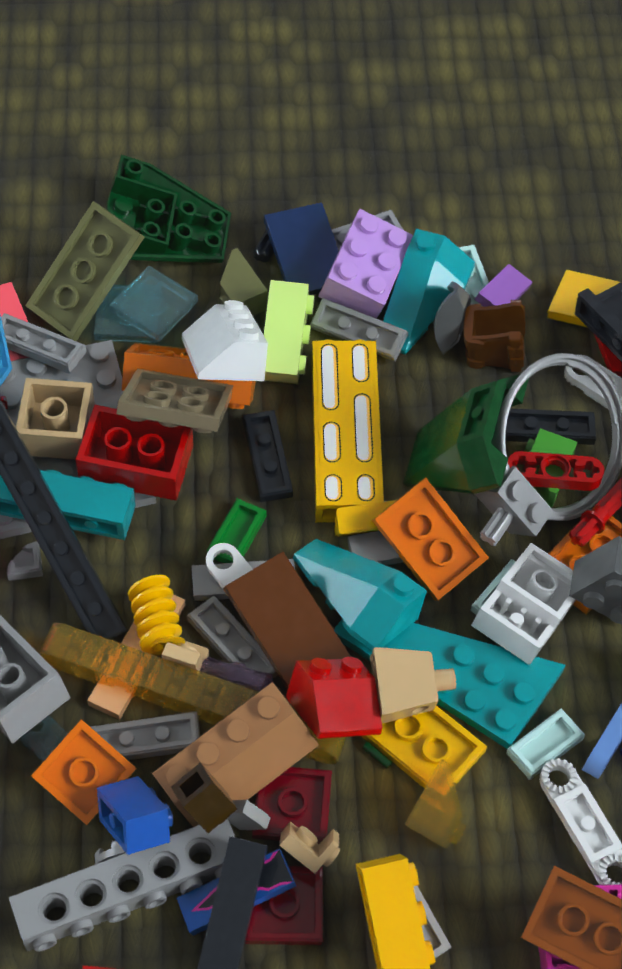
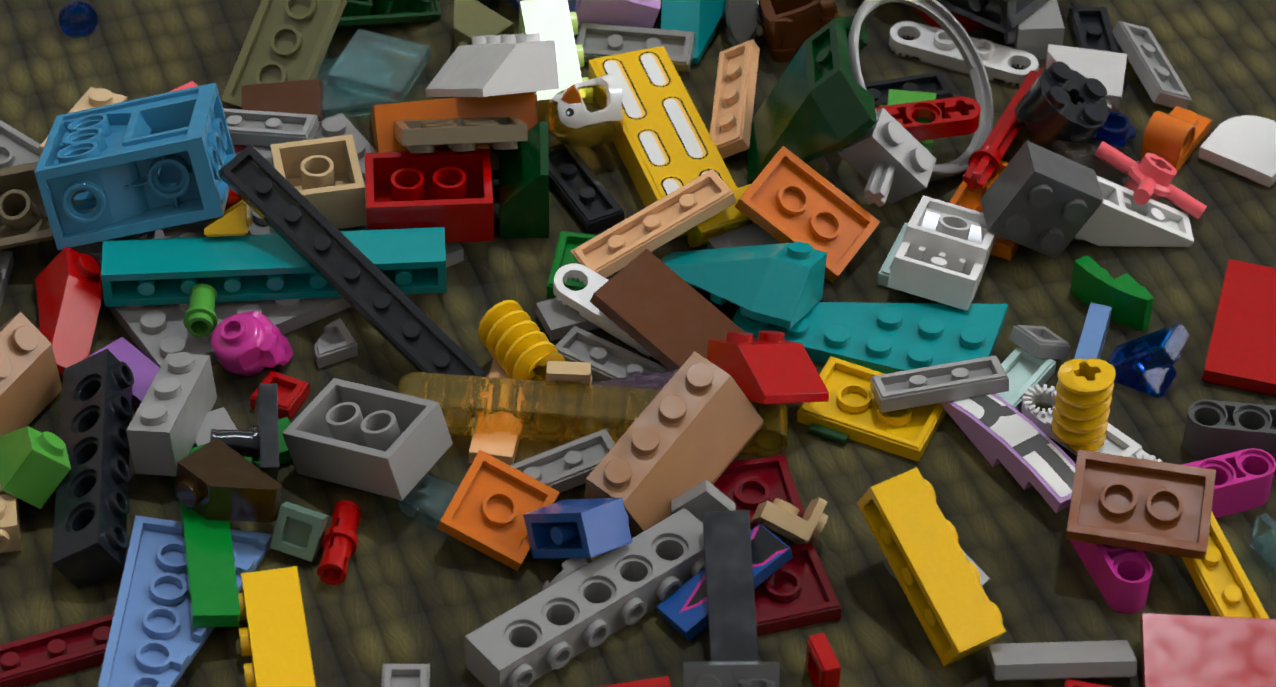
camera: 15 degrees left, 15 degrees down
(68, 322) = (285, 97): none -> reddish brown tile
(204, 798) = (658, 483): dark brown brick -> none
(220, 454) = (523, 187): none -> dark green slope
(290, 394) = (583, 117): none -> piece
(302, 522) = (655, 224): none -> light nougat tile
(407, 682) = (840, 343): tan torso -> none
(417, 402) = (734, 98): none -> light nougat tile
(439, 809) = (927, 447): clear yellow slope -> none
(477, 739) = (939, 383): none -> light grey tile
(519, 813) = (1017, 443): none -> slope
(577, 713) = (1040, 342): none -> light grey tile
(580, 806) = (1083, 403): none -> yellow piece

